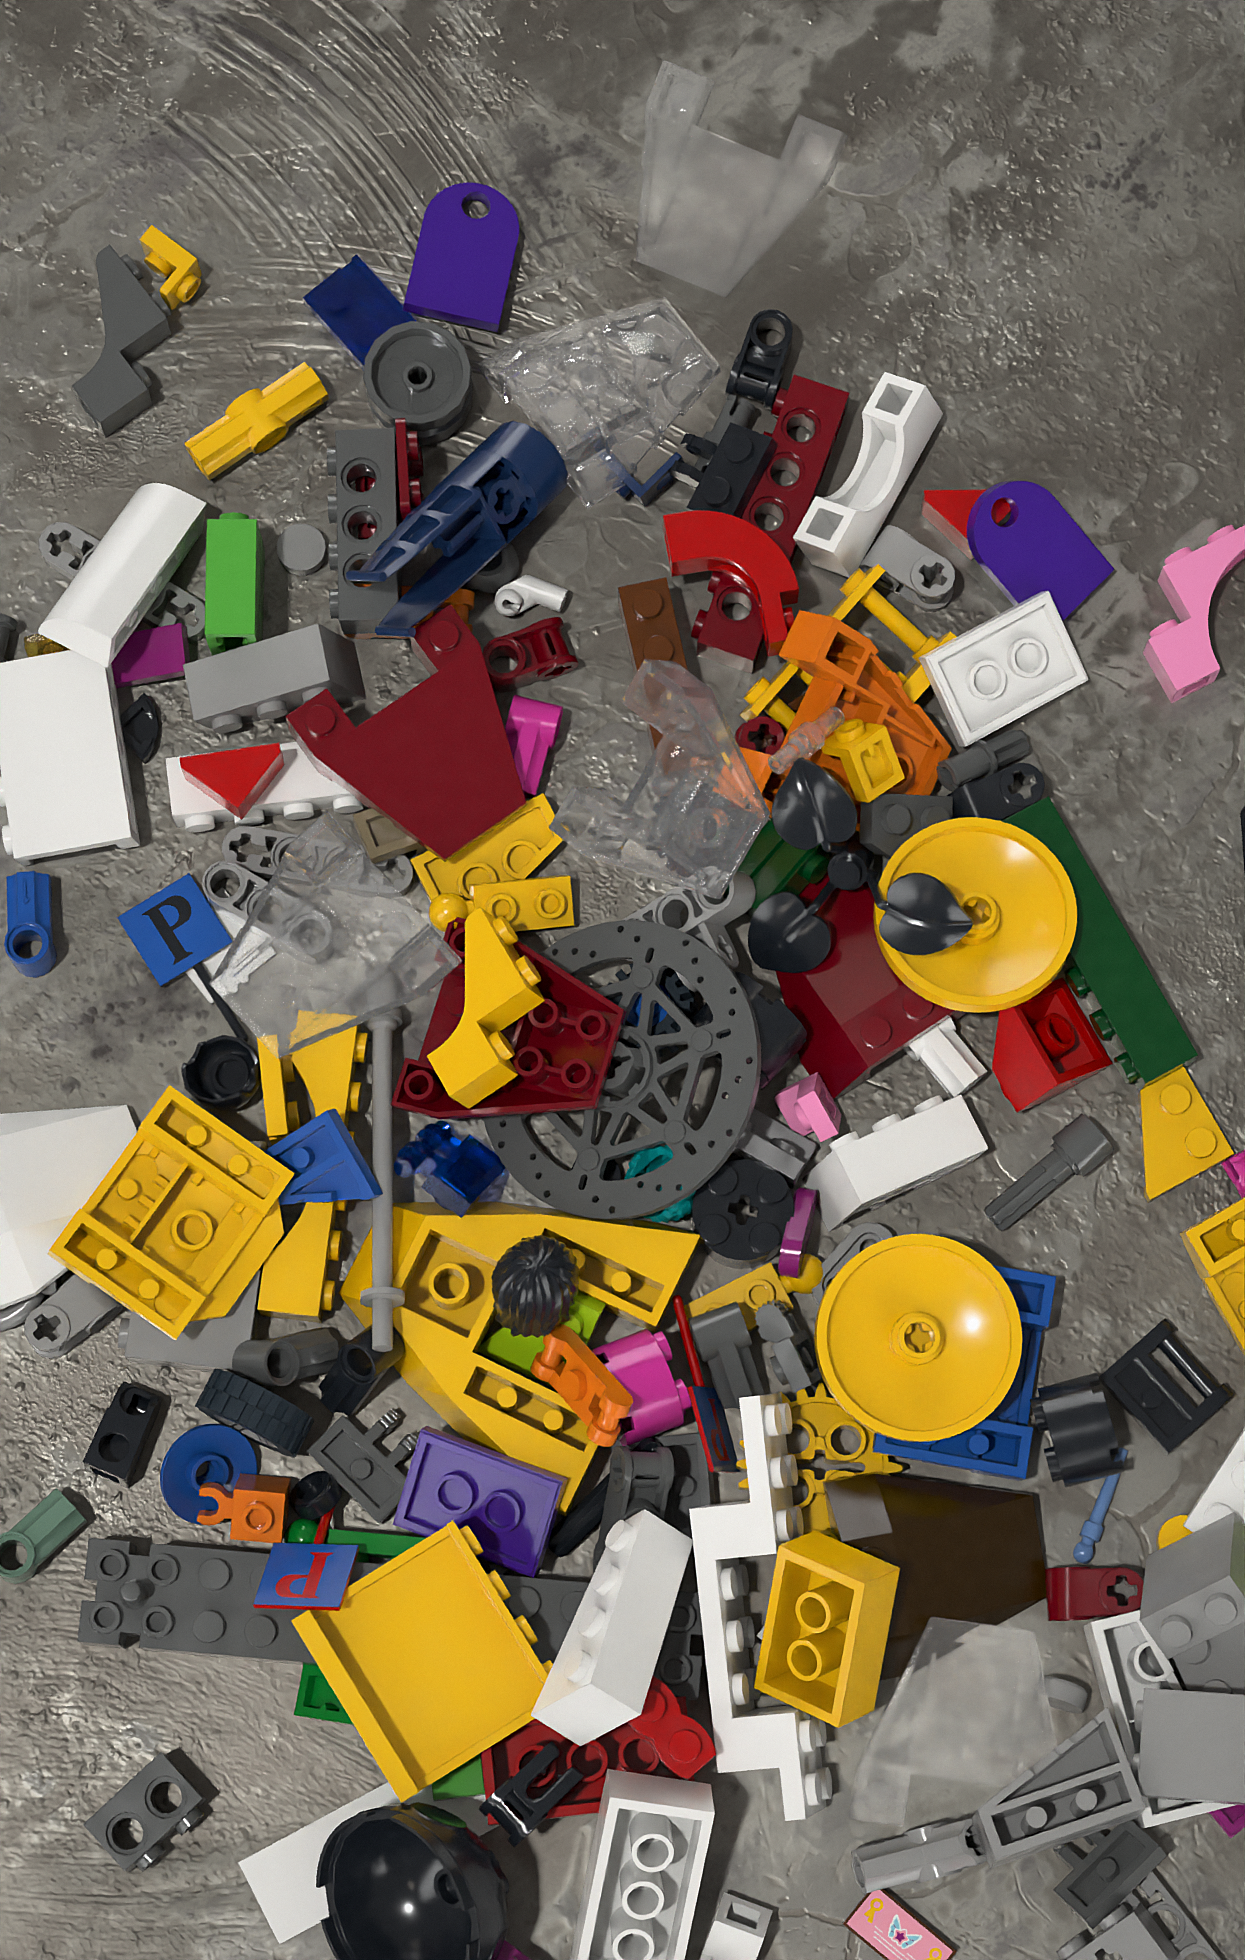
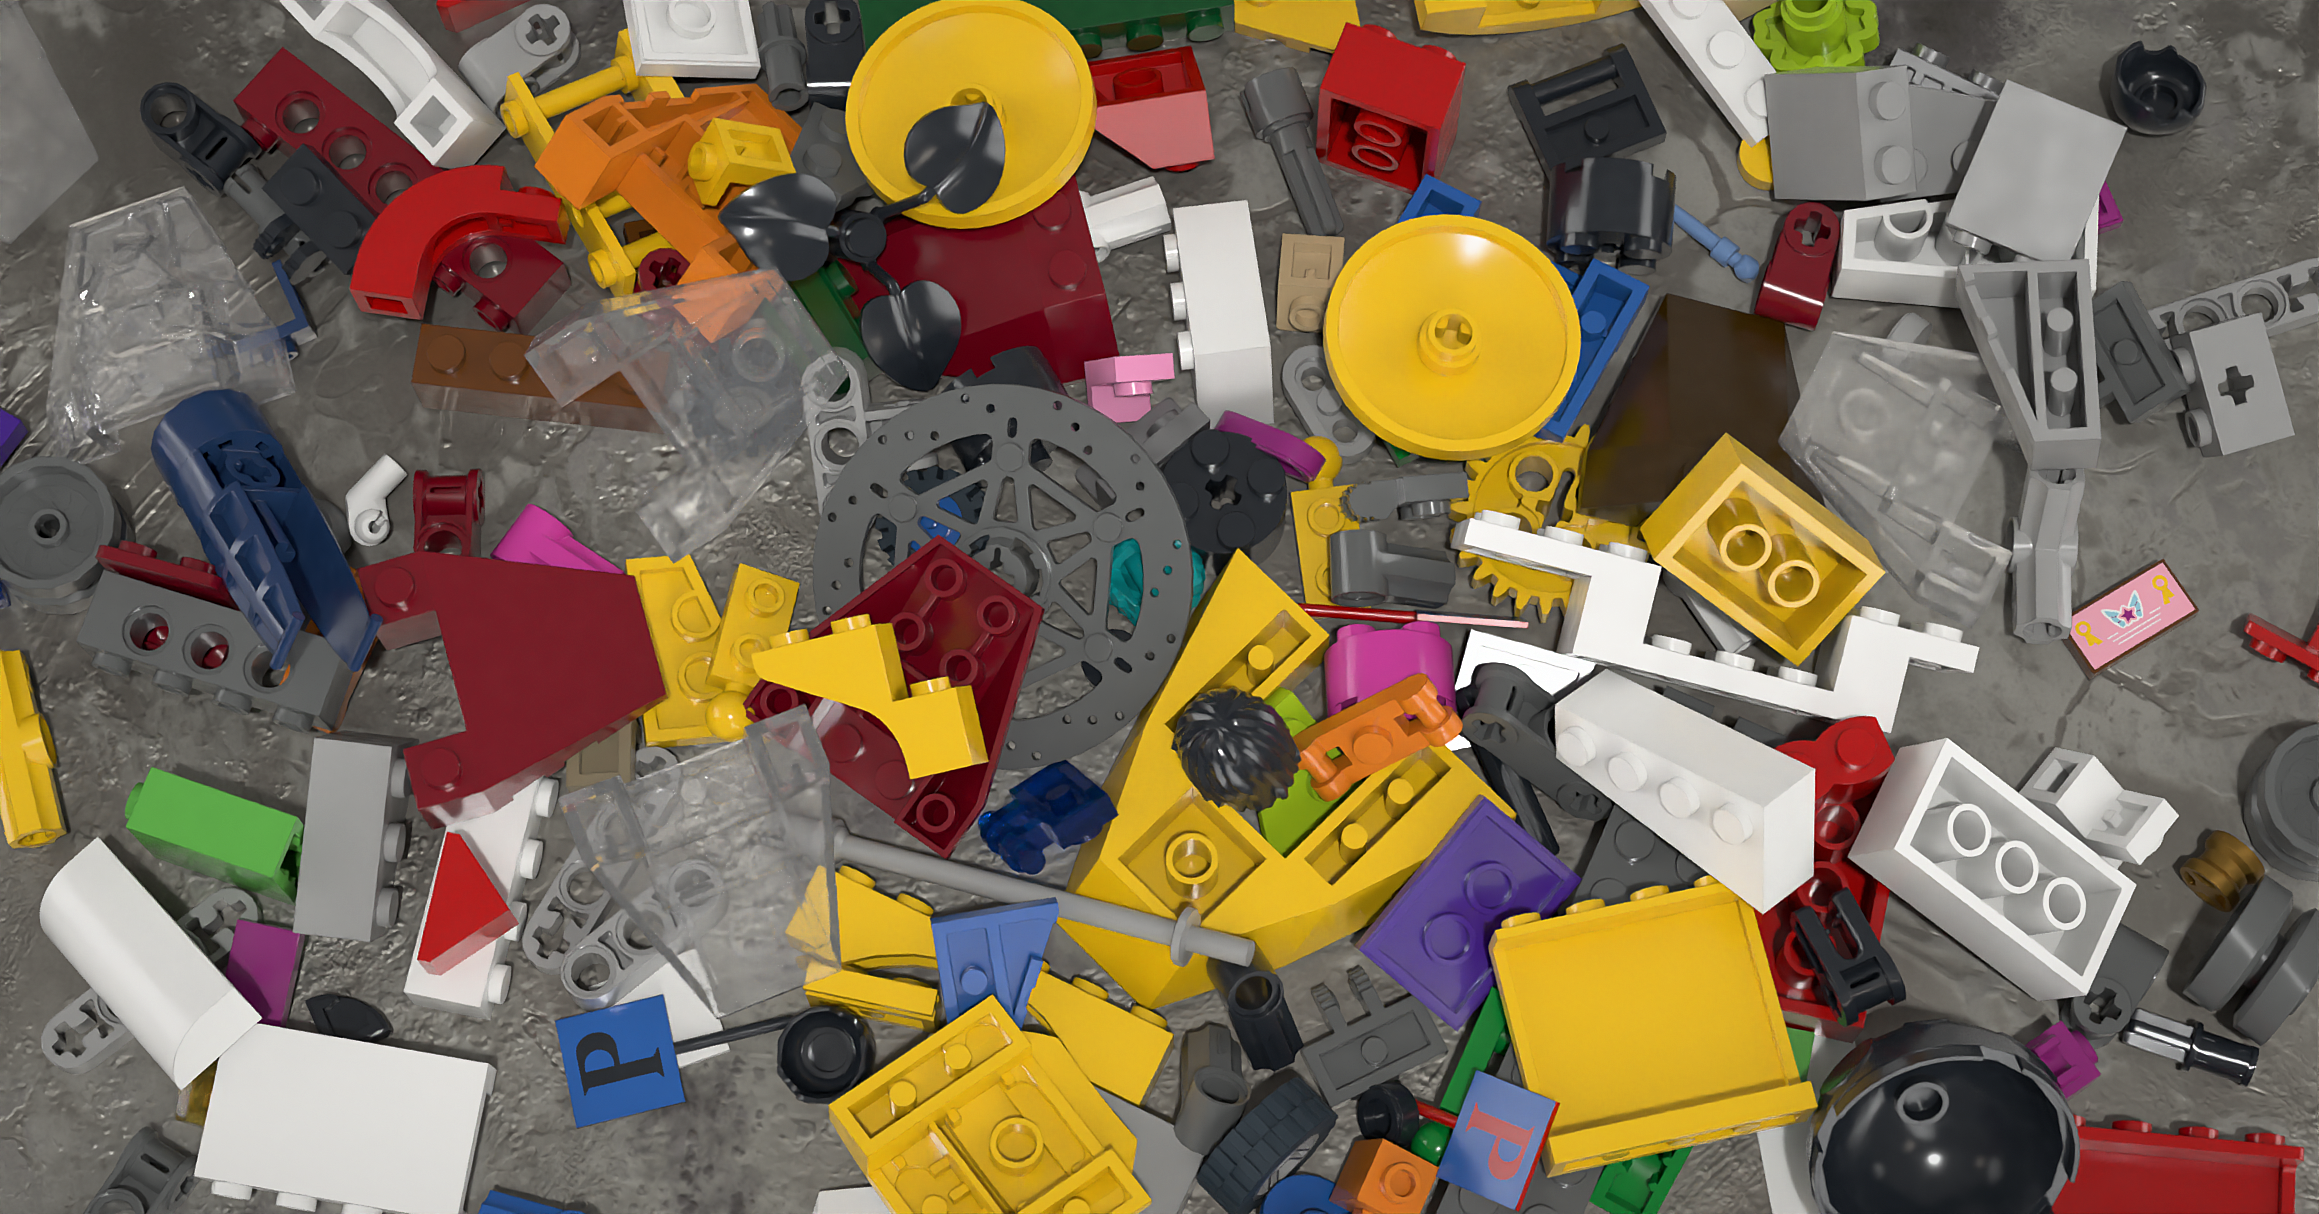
camera: 70 degrees left, 5 degrees down
(301, 549) = (201, 751): light grey tile -> none
(806, 740) = (697, 207): clear bar -> none
(950, 1214) = (1306, 280): none -> tan bracket
(1093, 1229) = (1388, 108): none -> red brick

